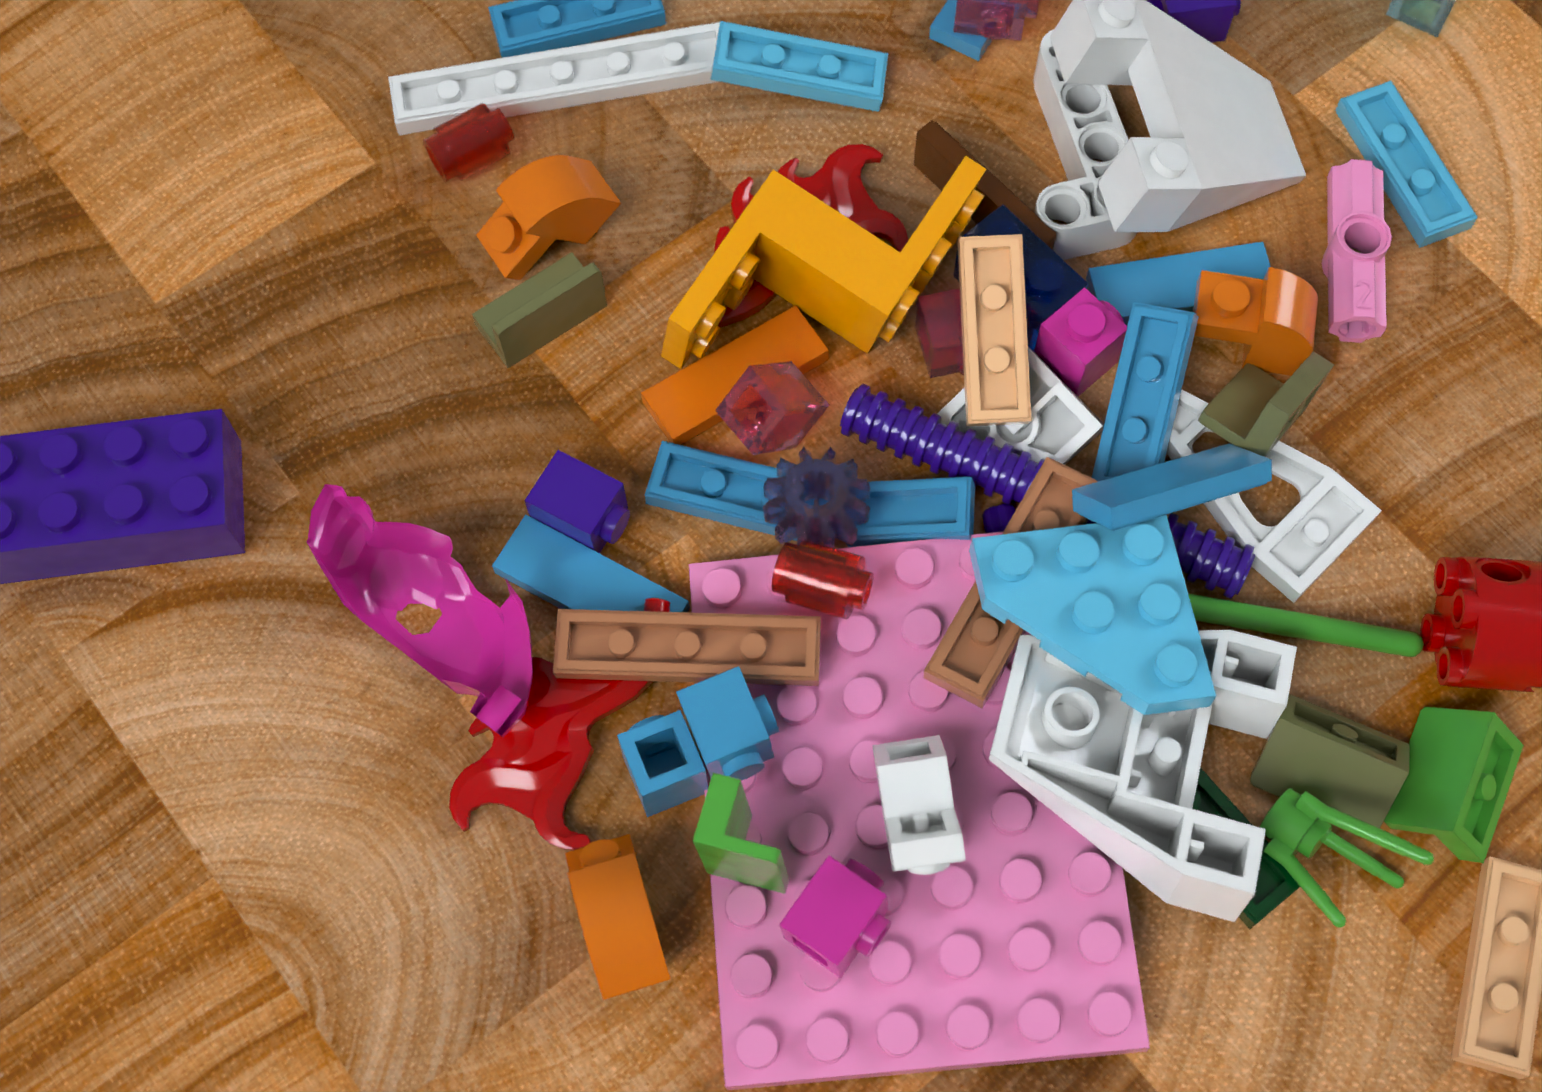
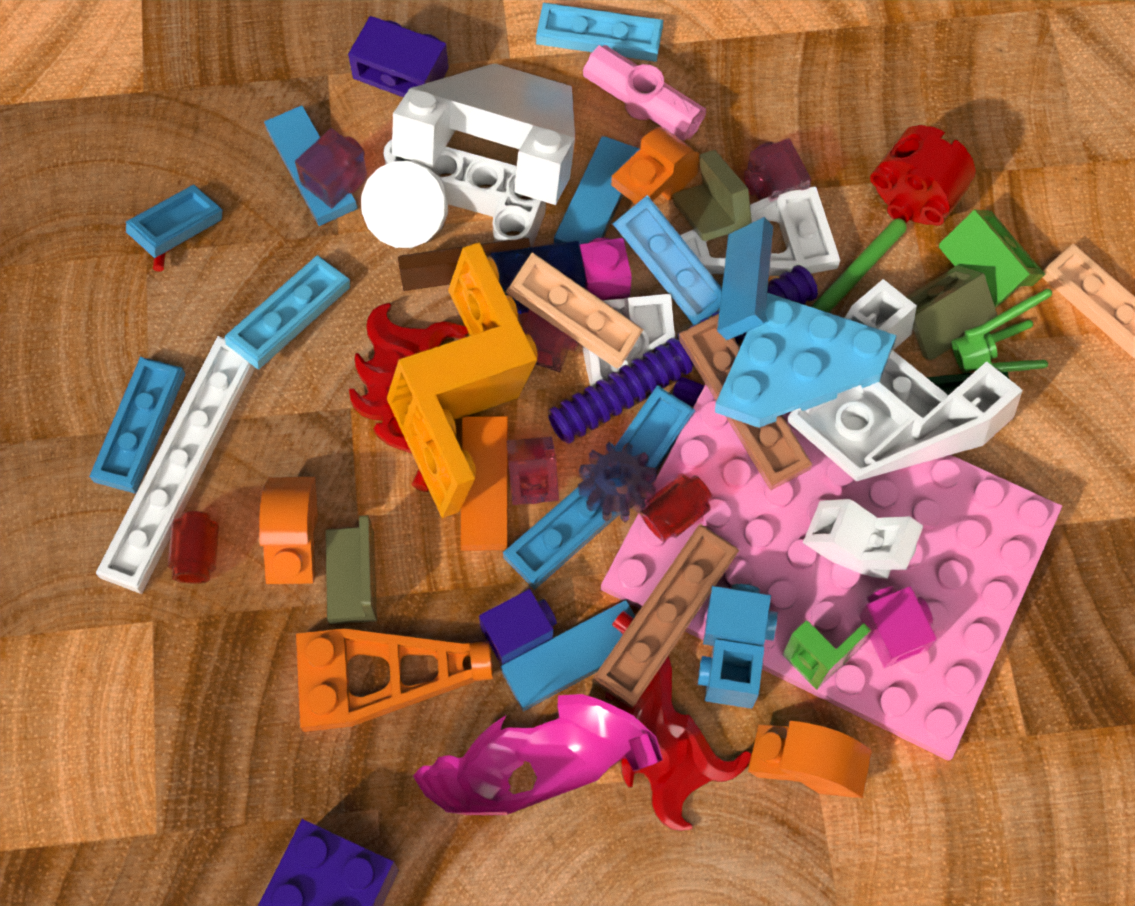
camera: 60 degrees left, 0 degrees up
(410, 354) = (324, 674): none -> orange plate
(1007, 91) = (404, 204): none -> white tile
(1365, 450) = (775, 170): none -> clear pink brick

